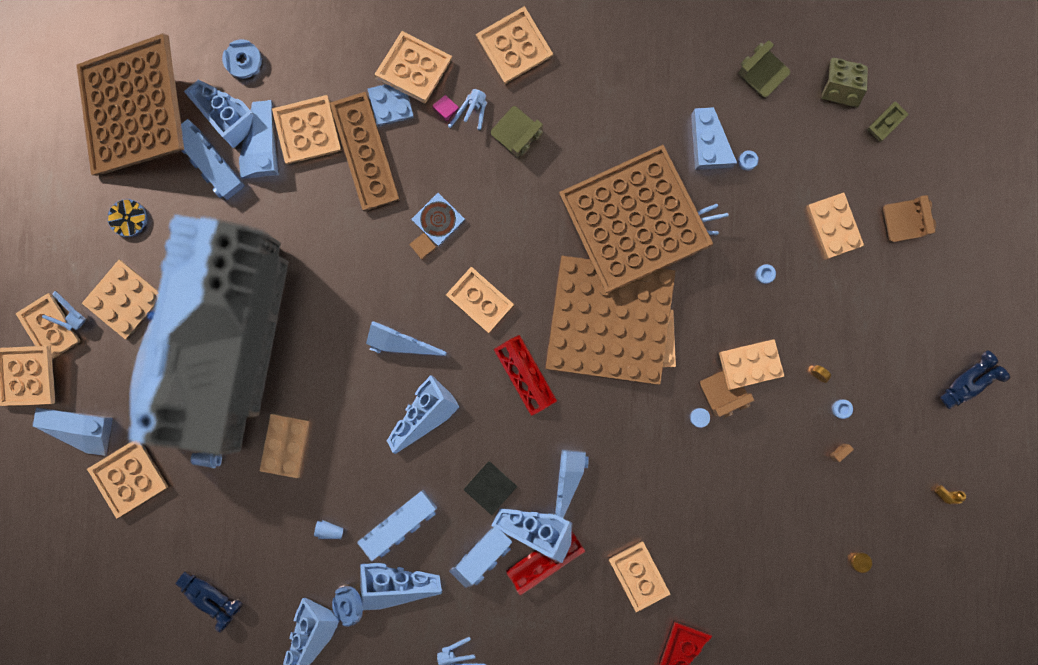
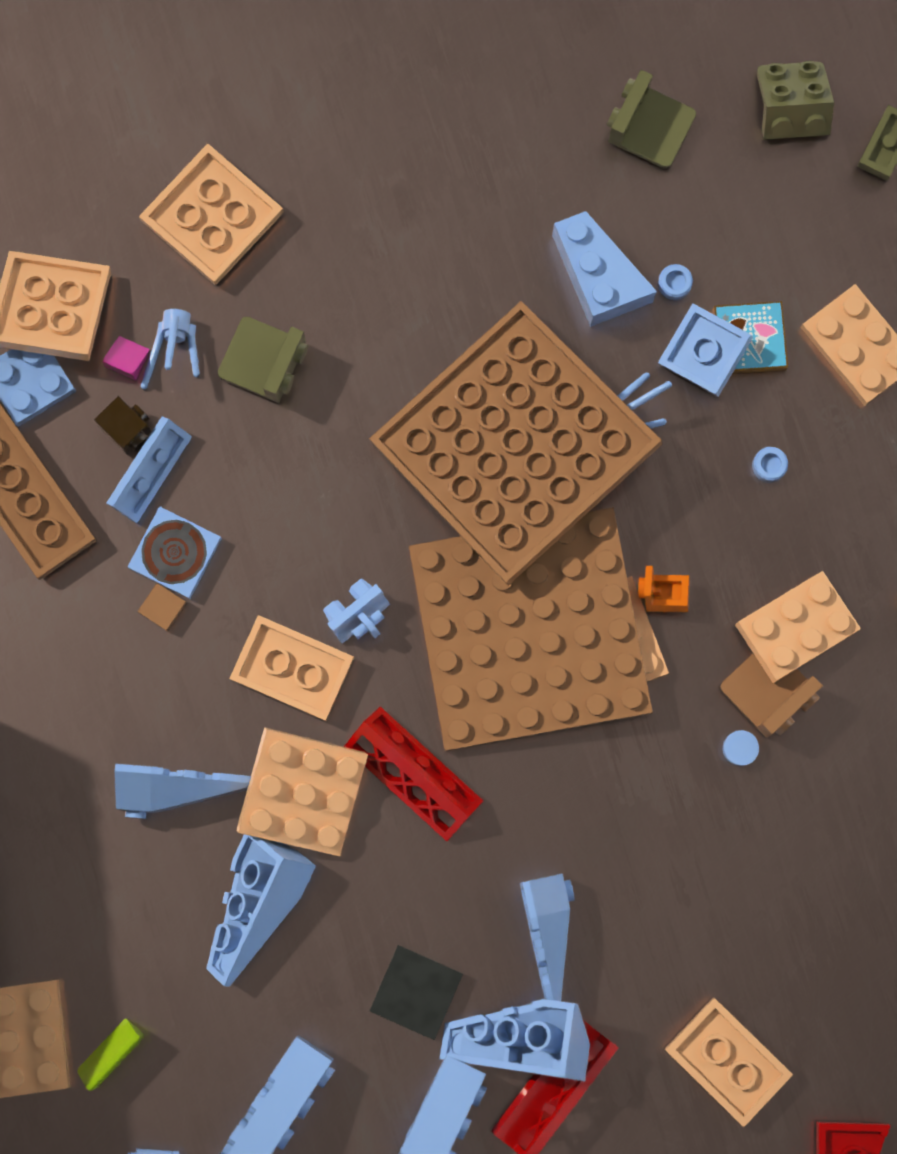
camera: 20 degrees left, 5 degrees down
(323, 467) = (109, 1054): none -> lime slope
(433, 144) = (124, 425): none -> dark brown brick
(438, 171) = (149, 469): none -> light blue plate
(464, 366) = (302, 792): none -> light nougat plate
(524, 284) = (360, 615): none -> light blue hips
(687, 323) = (664, 592): none -> orange bracket
(752, 202) = (705, 350): none -> light blue plate
(778, 203) = (766, 326): none -> tile

